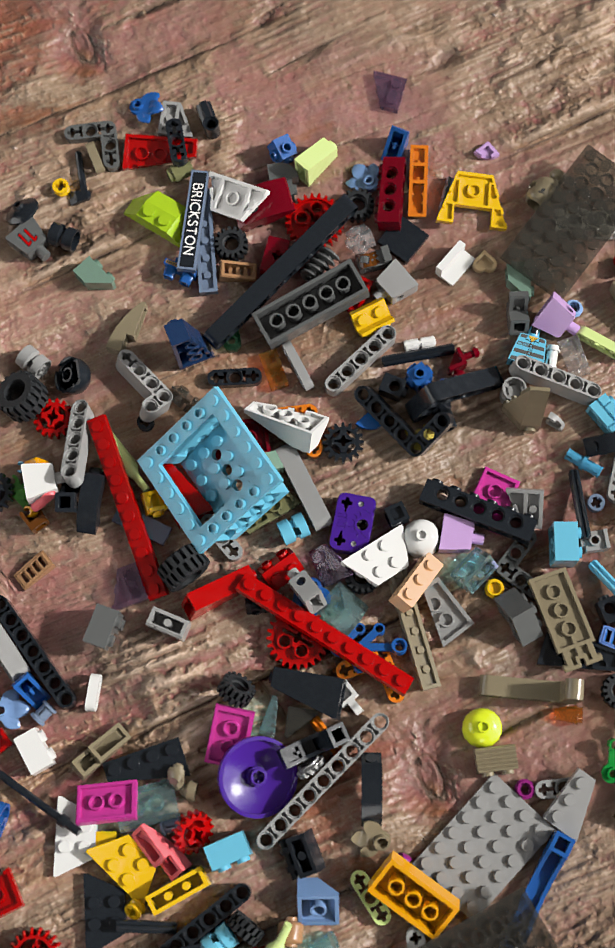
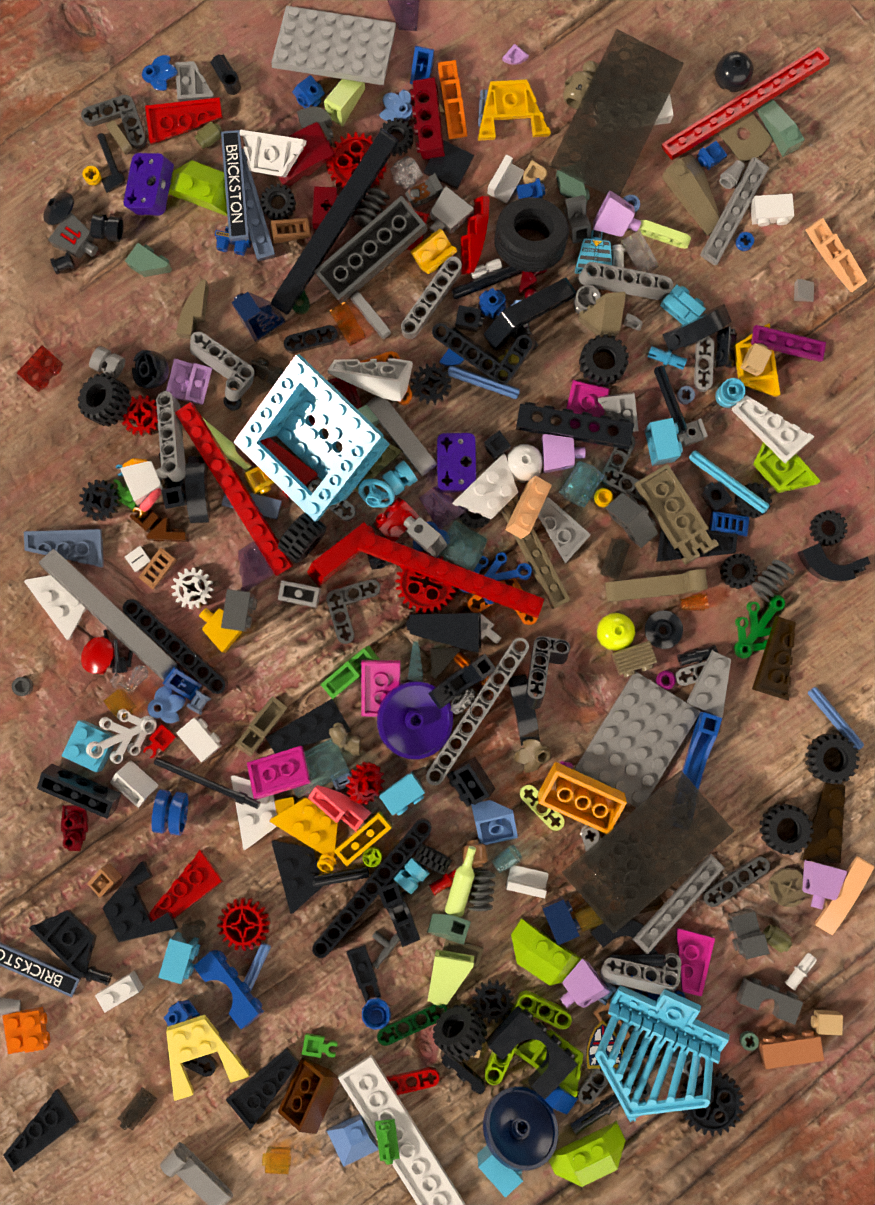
camera: 15 degrees left, 10 degrees up
(13, 262) = (62, 263): none -> black bush
(17, 557) = (138, 559): none -> white tile
(48, 537) = (162, 533): none -> reddish brown slope
(59, 603) = (196, 582): none -> white gear
(80, 651) = (220, 637): none -> yellow torso
(93, 692) = (242, 673): white beam -> none
(107, 395) = (188, 381): none -> lavender slope
(112, 204) = (148, 184): none -> dark purple axle
(176, 148) = (199, 112): black beam -> none
(180, 912) = (371, 859): none -> lime wheel
(196, 716) = (347, 673): none -> bright green slope
(213, 639) = (345, 600): none -> dark grey beam
(236, 689) = (377, 643): black tyre -> none
(265, 540) = (376, 495): none -> medium azure piece
(316, 112) = (334, 45): none -> light grey plate
(395, 451) = (483, 382): none -> medium blue axle
(404, 733) = (552, 651): none -> black beam
(412, 315) = (473, 242): none -> red slope
(464, 337) = (536, 215): none -> black tyre
(477, 280) = (533, 189): none -> blue bracket
(494, 652) = (615, 558): none -> clear smoke hinge
(522, 438) = (608, 345): none -> black tyre
(540, 730) = (673, 628): none -> black dish
(560, 769) = (696, 655): none -> black pin

